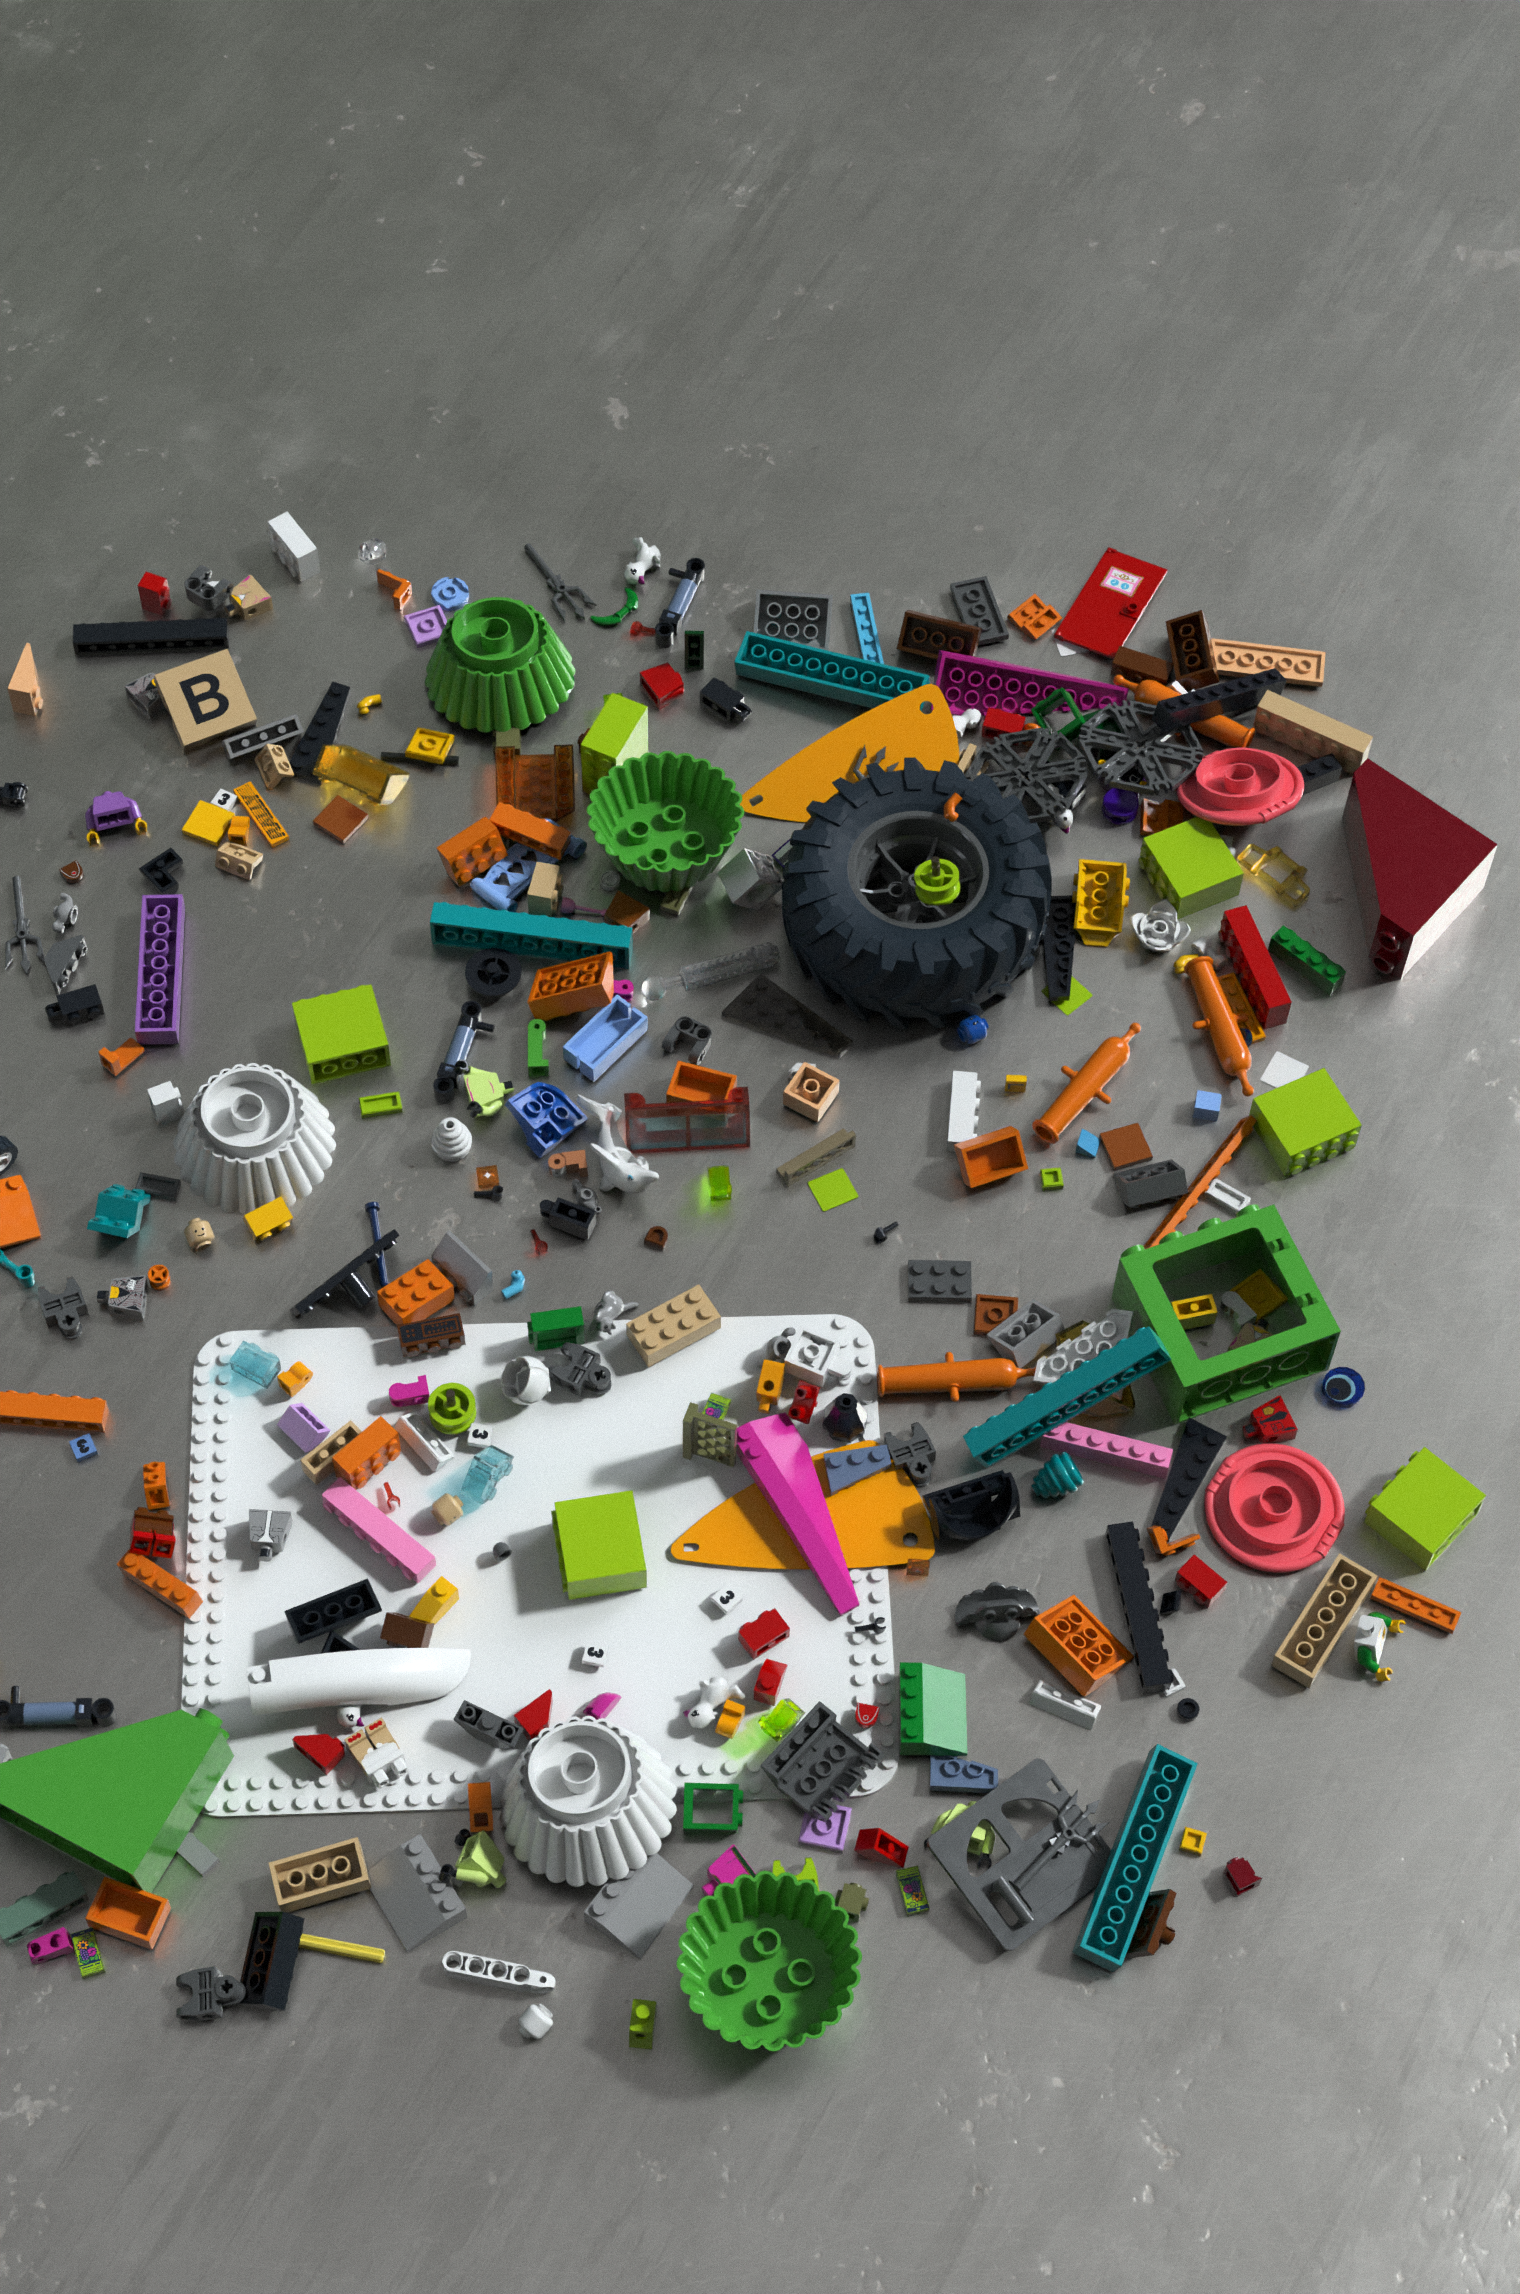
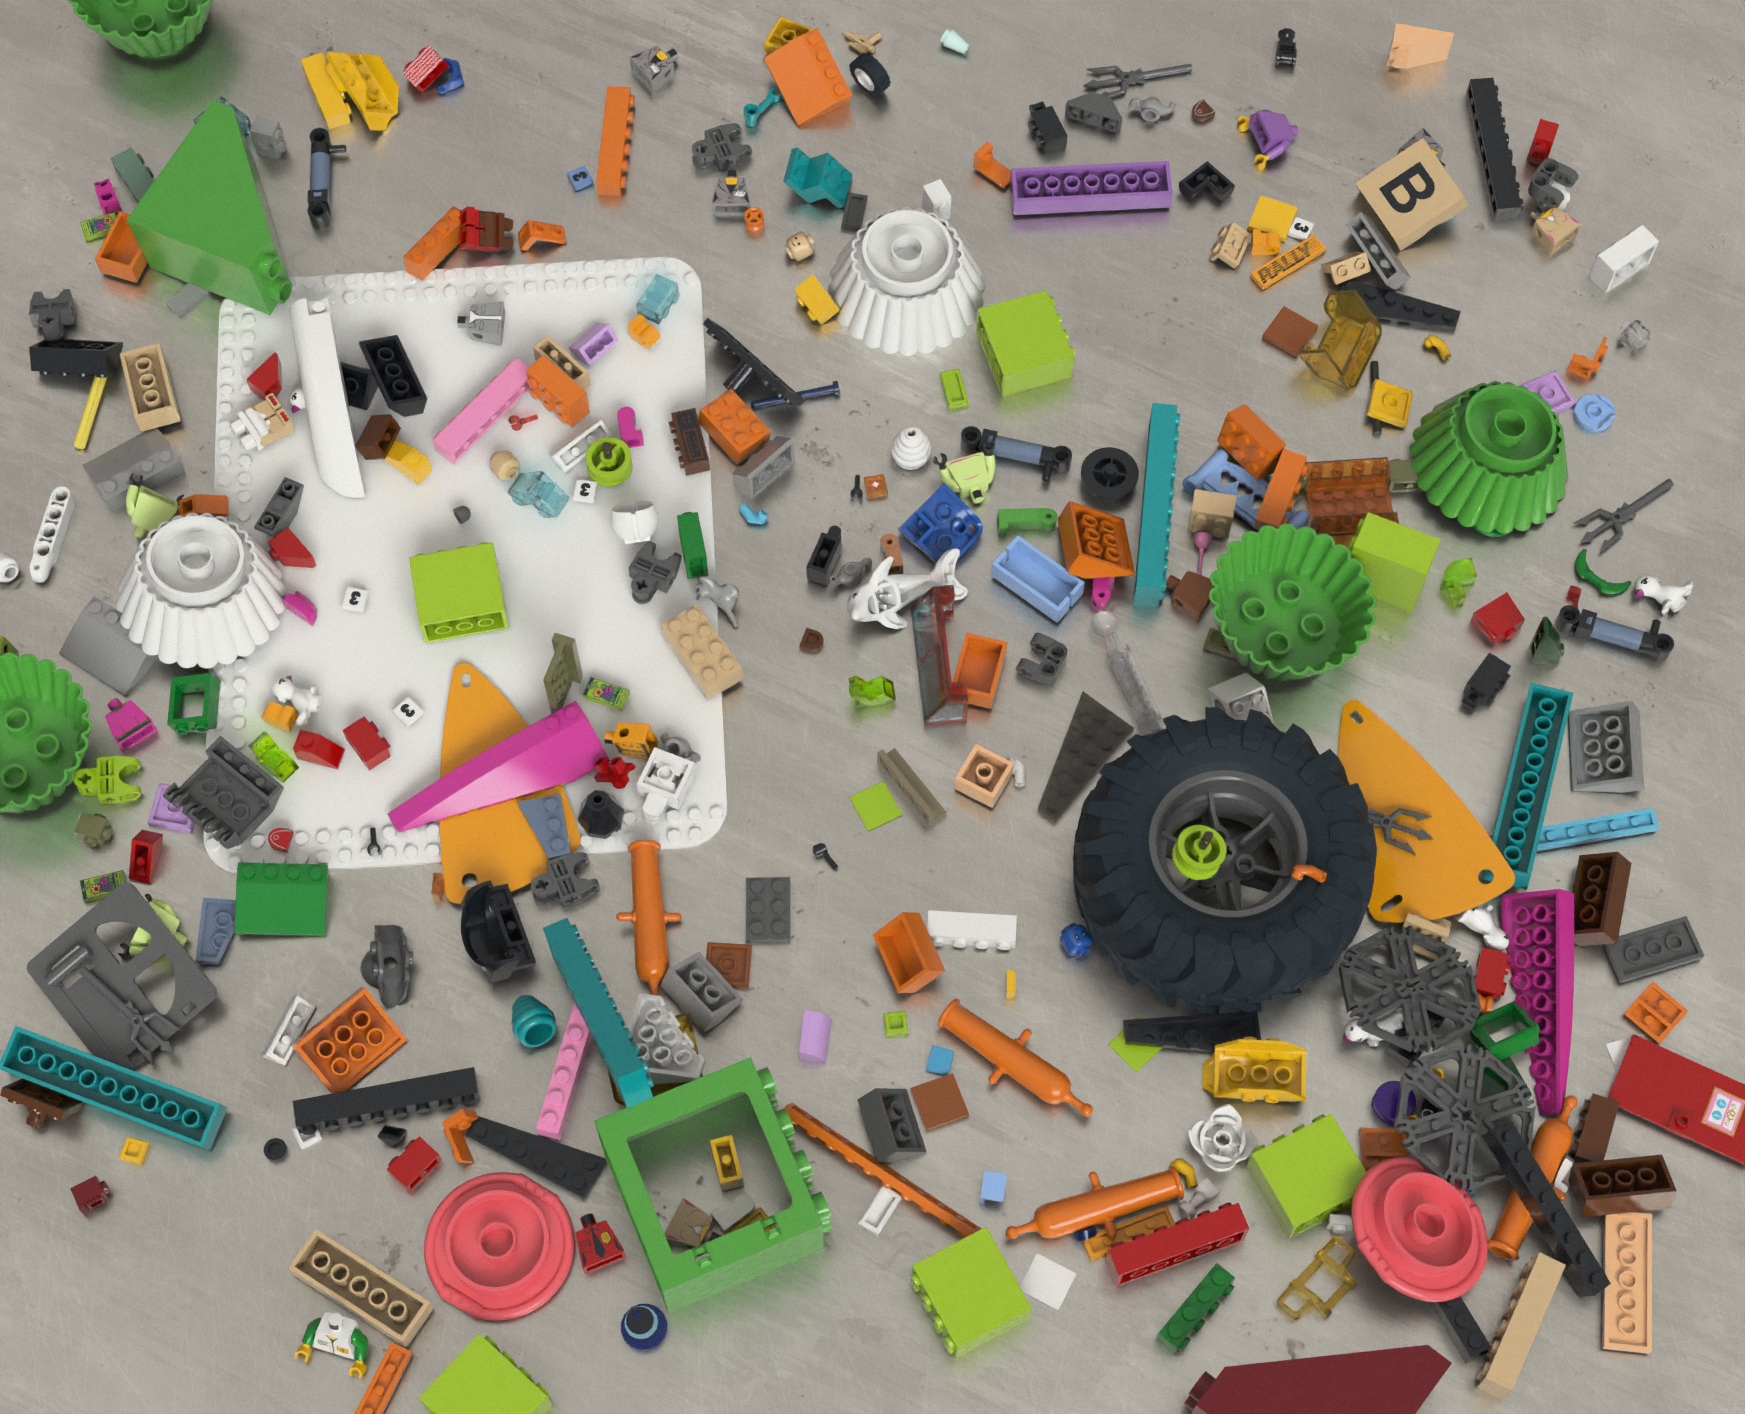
camera: 90 degrees right, 5 degrees up
(538, 1242) = (795, 532): clear red hand -> none
(1067, 1245) = (814, 1036): none -> lavender brick

